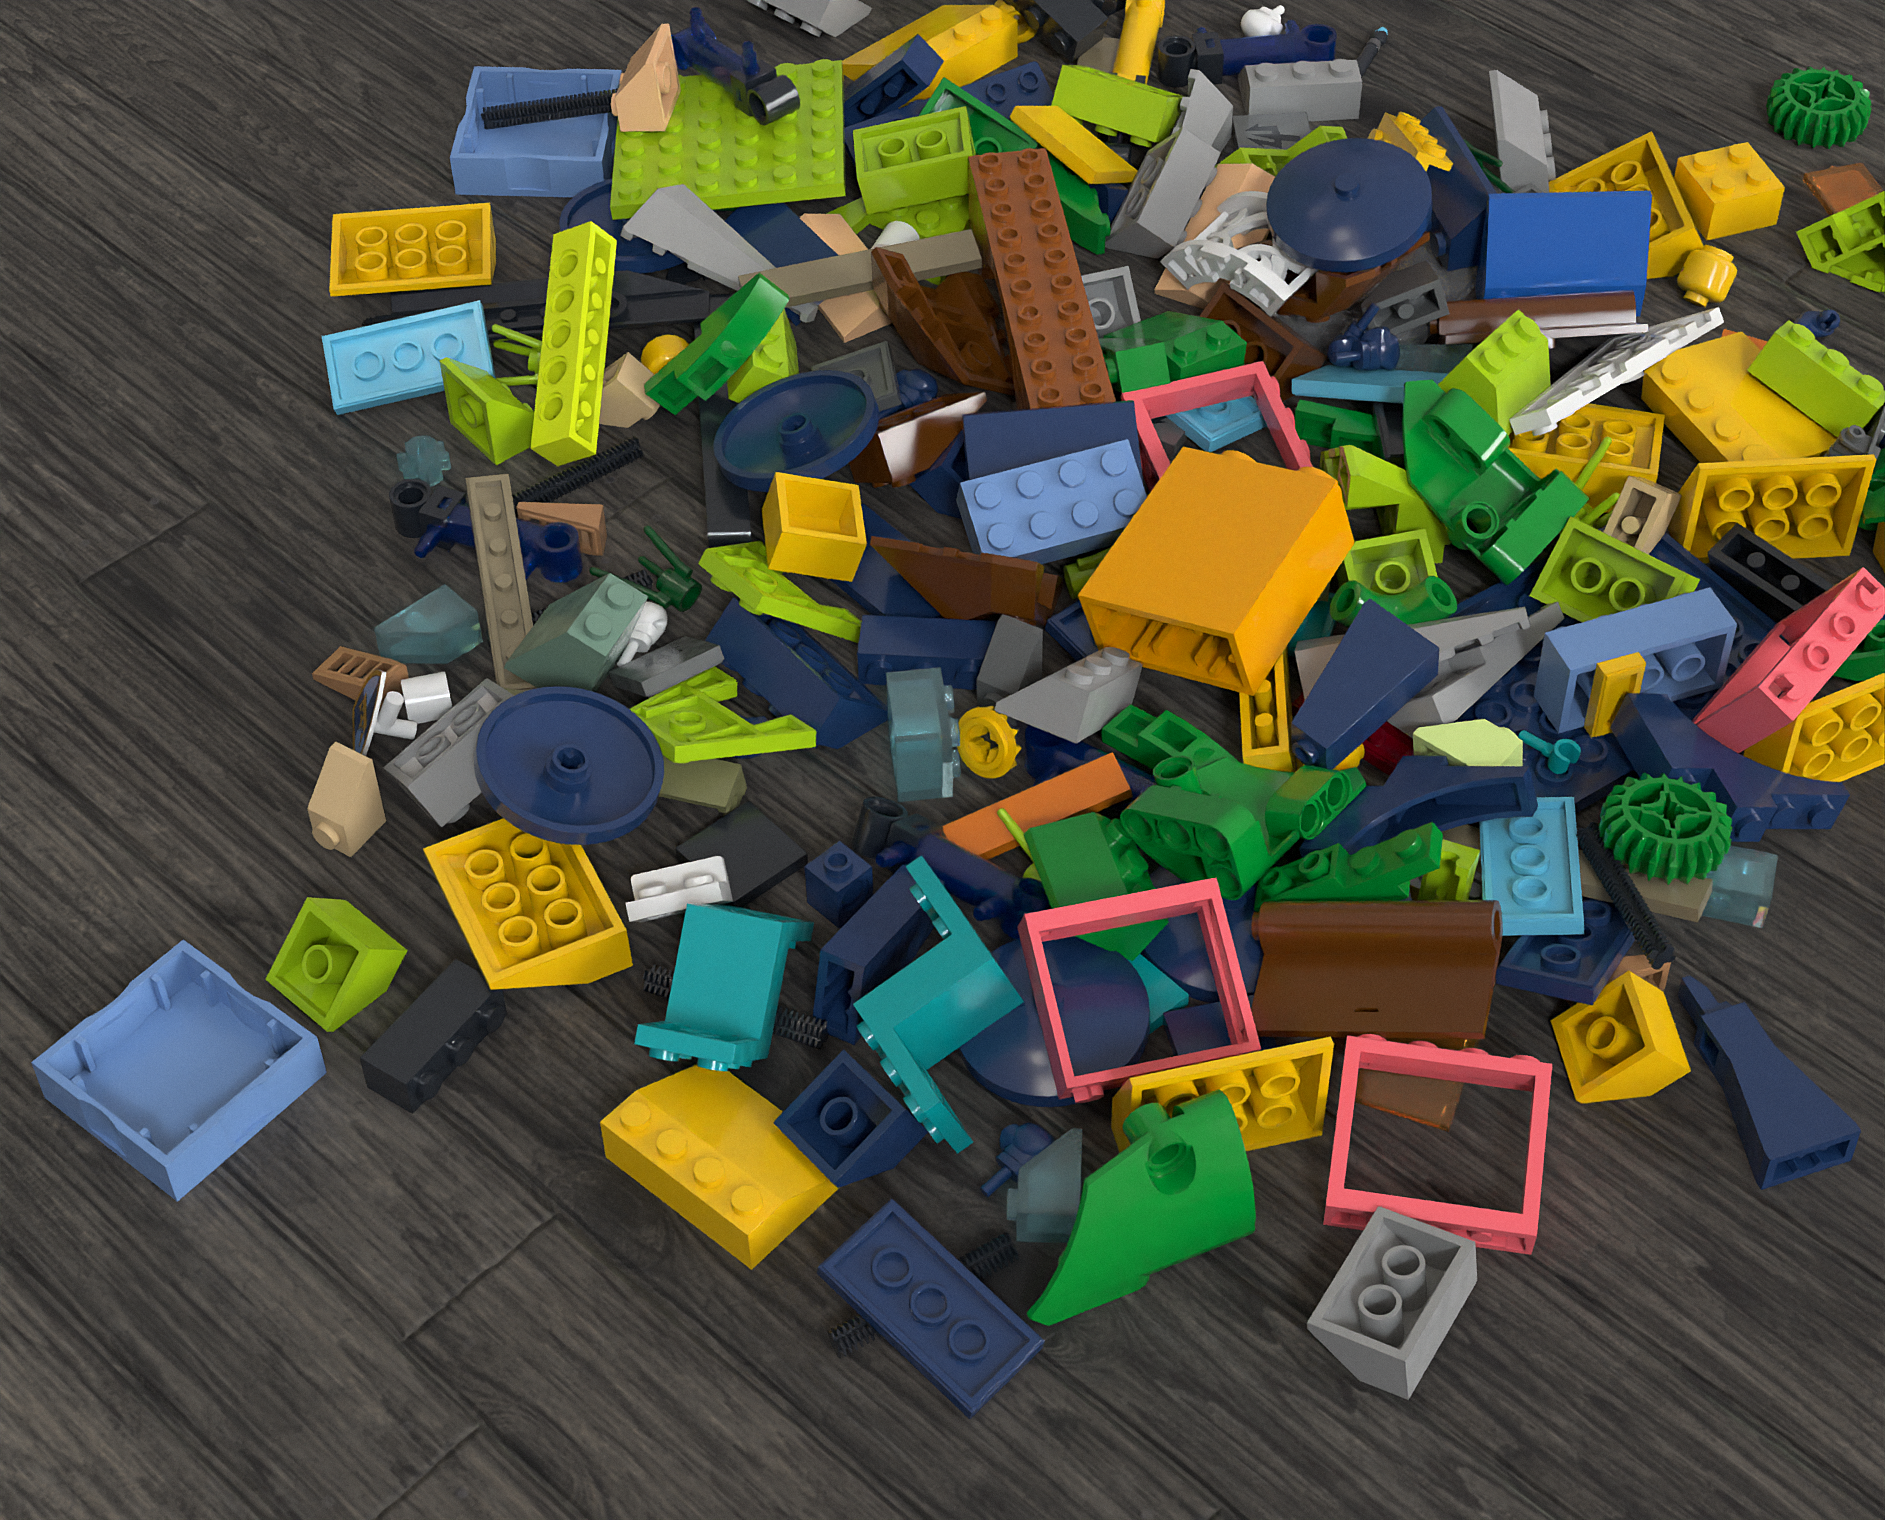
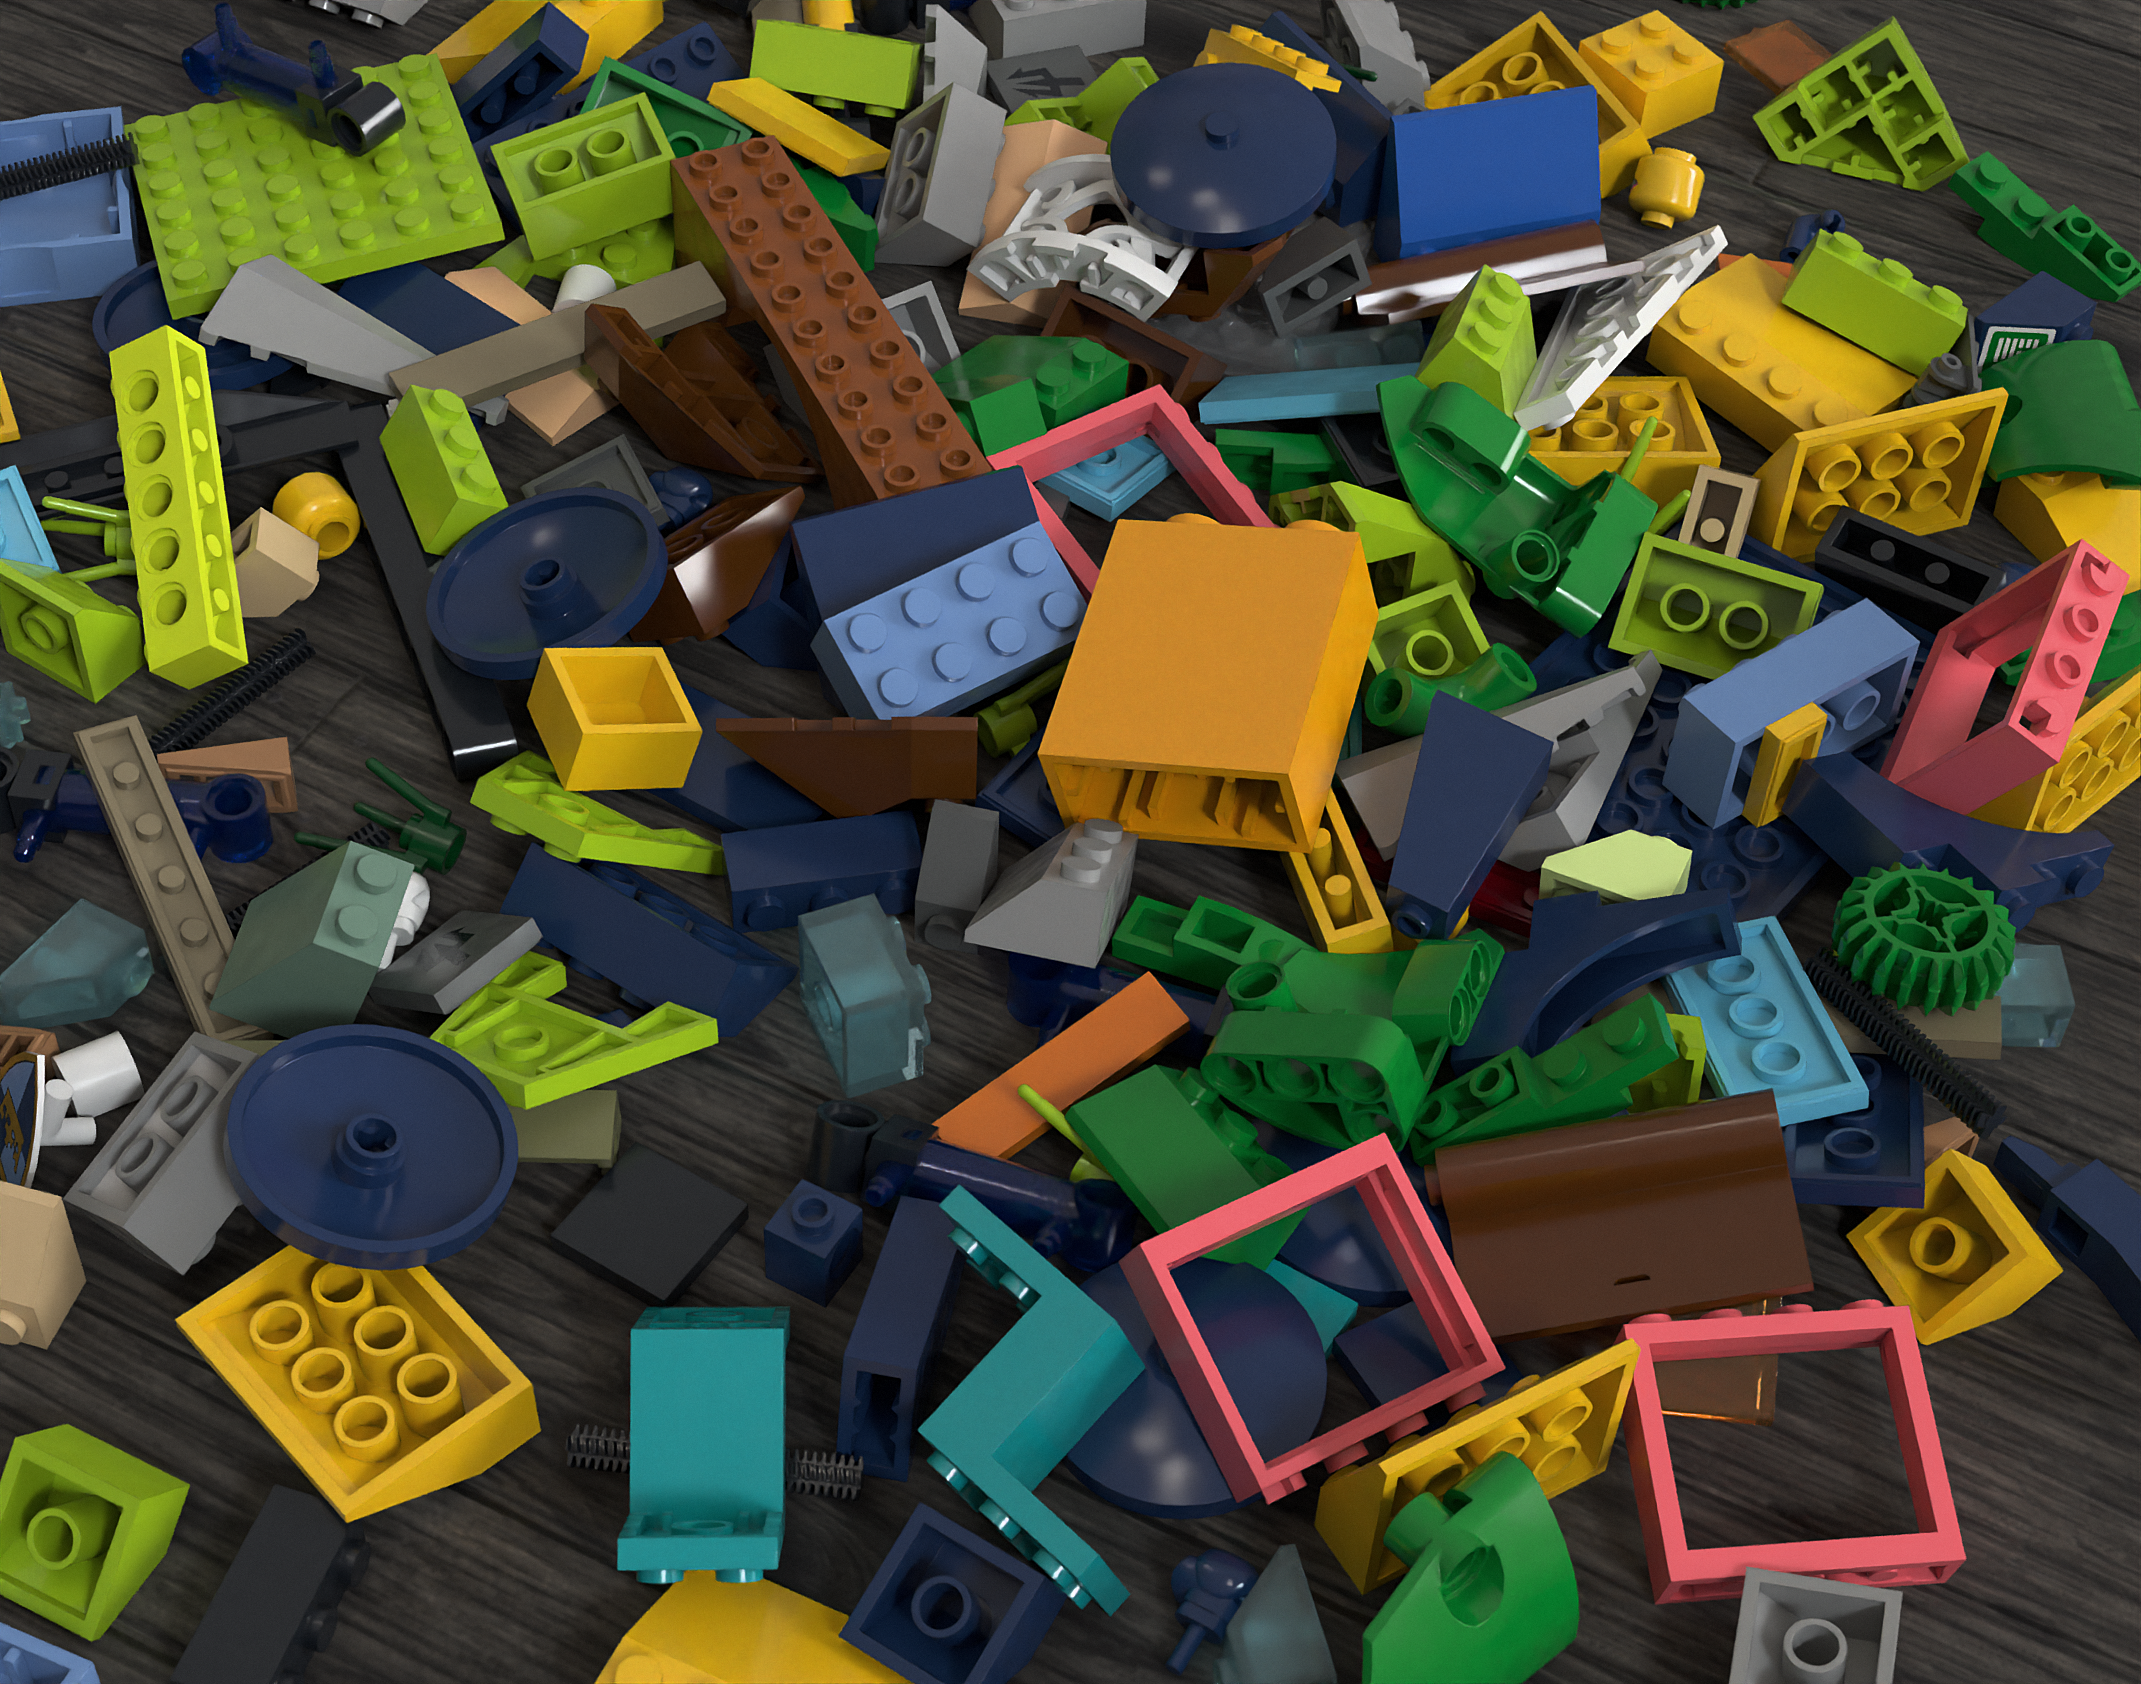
camera: 20 degrees left, 0 degrees up
(648, 85) = (175, 122): light nougat slope -> none
(670, 889) = (581, 1300): white bracket -> none
(722, 348) = (407, 478): green slope -> none
(977, 752) = (982, 1005): yellow gear -> none
(1354, 332) = (1253, 348): dark blue piece -> none
(1374, 351) = (1293, 349): dark blue piece -> none
(1559, 755) = (1731, 863): teal hand -> none

